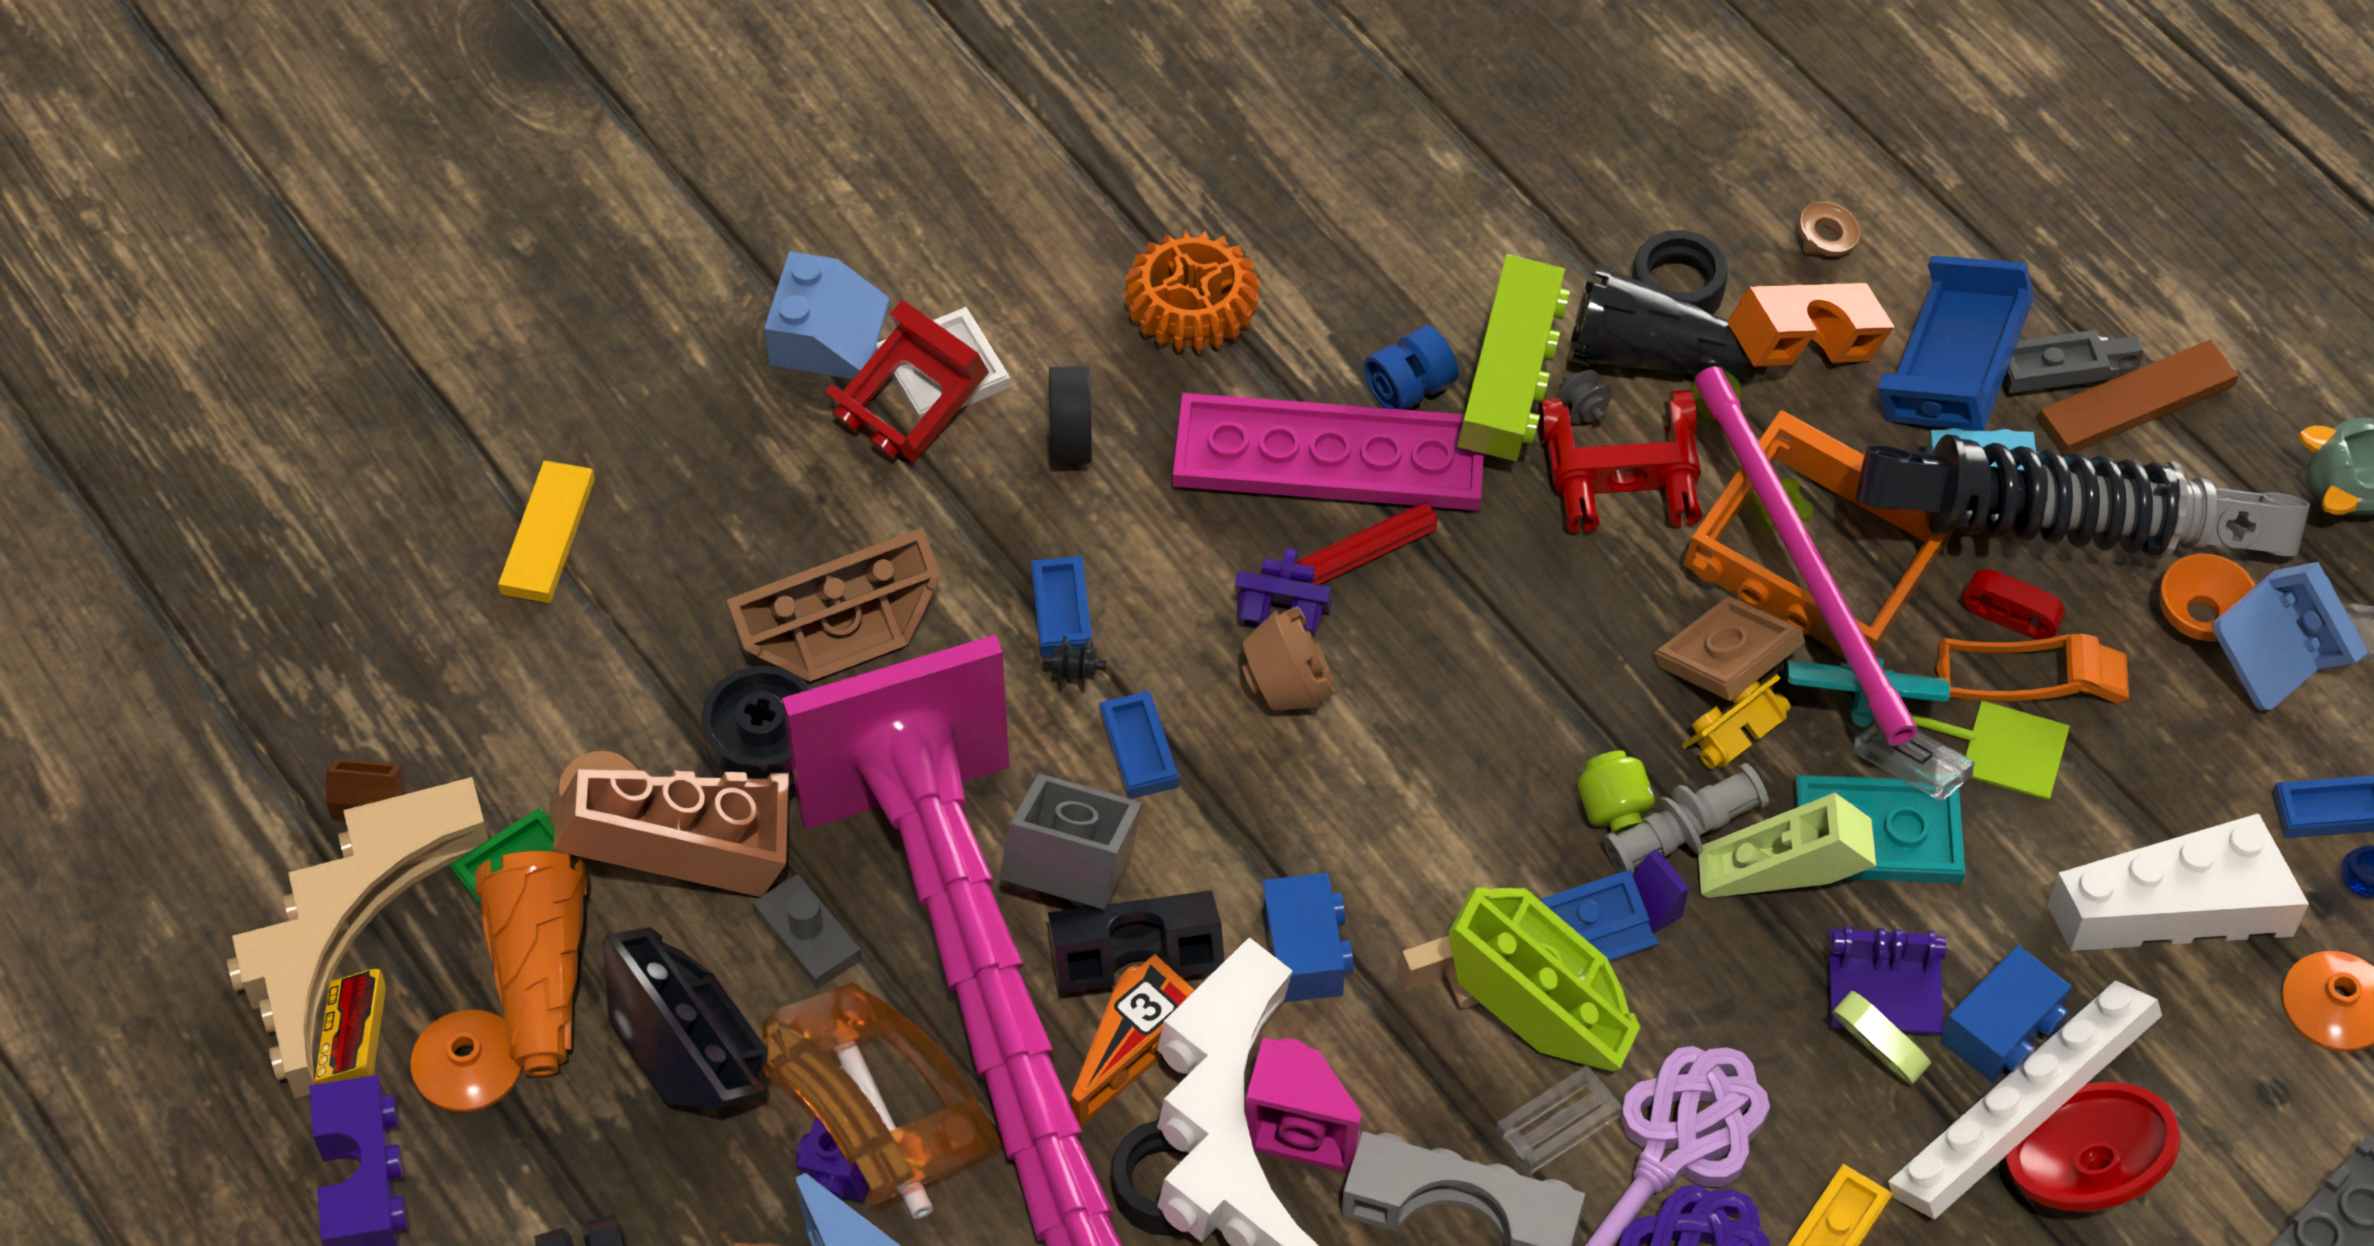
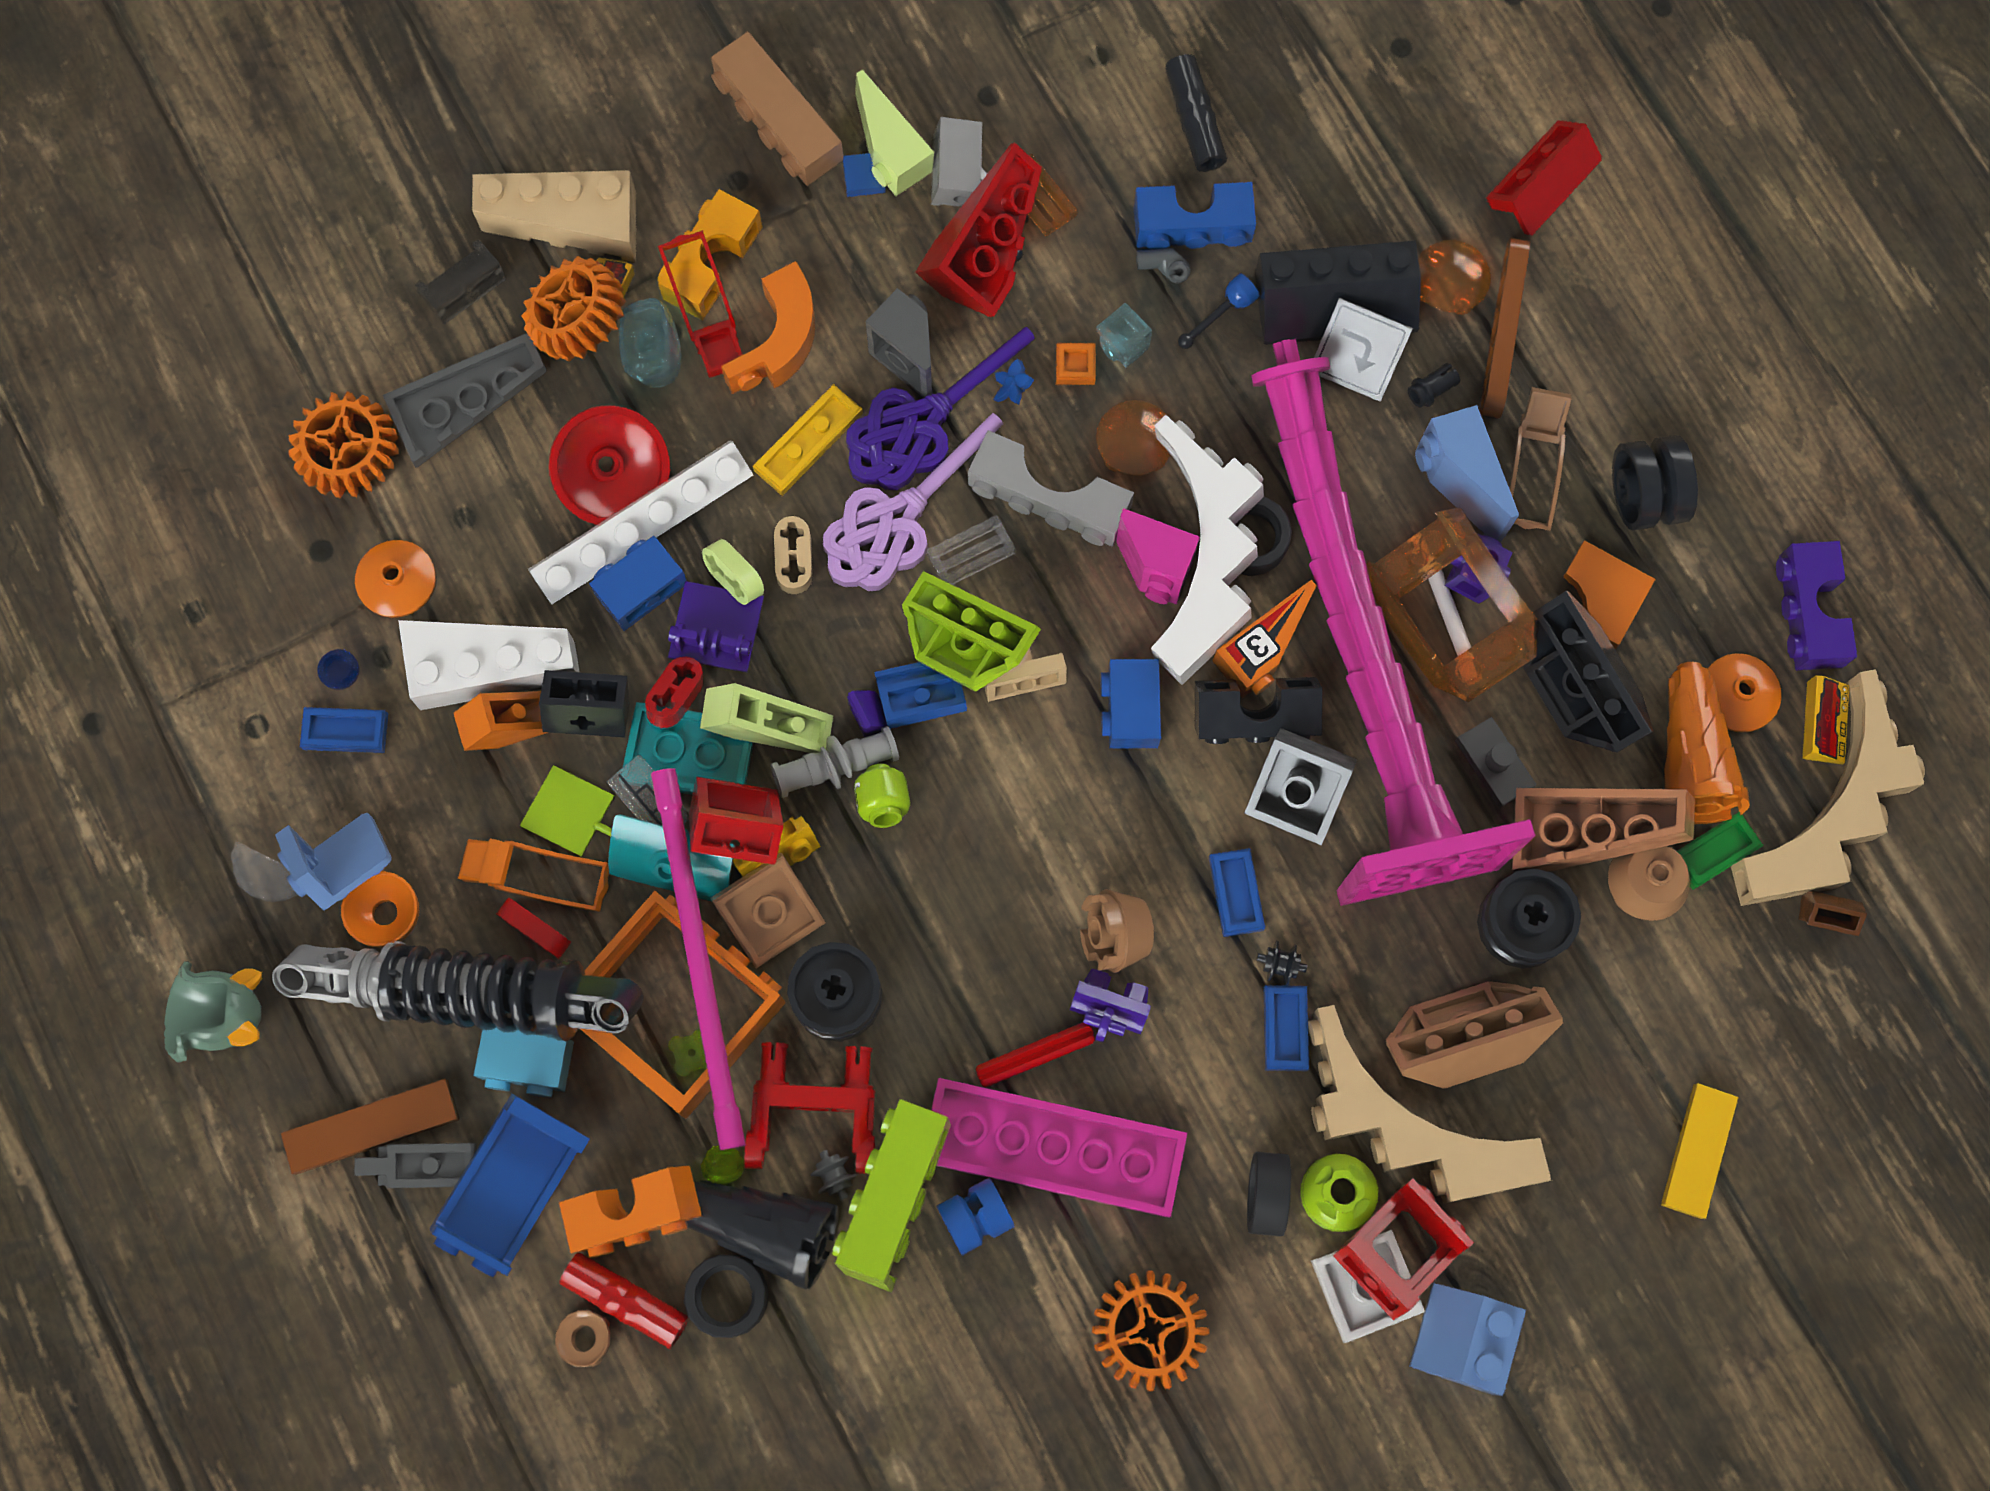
camera: 175 degrees left, 20 degrees up
(650, 1167) = (1608, 589): none -> orange tile
(840, 482) = (1357, 1105): none -> tan arch
(982, 465) = (1317, 1196): none -> lime piece
(1625, 567) = (830, 967): none -> black wheel
(1786, 259) = (624, 1300): none -> red axle
(1787, 660) = (754, 824): none -> red window
(1816, 1081) = (784, 555): none -> tan beam
(1930, 888) = (667, 687): none -> red beam
(2030, 842) = (584, 703): none -> black brick
(2132, 818) = (499, 719): none -> orange slope

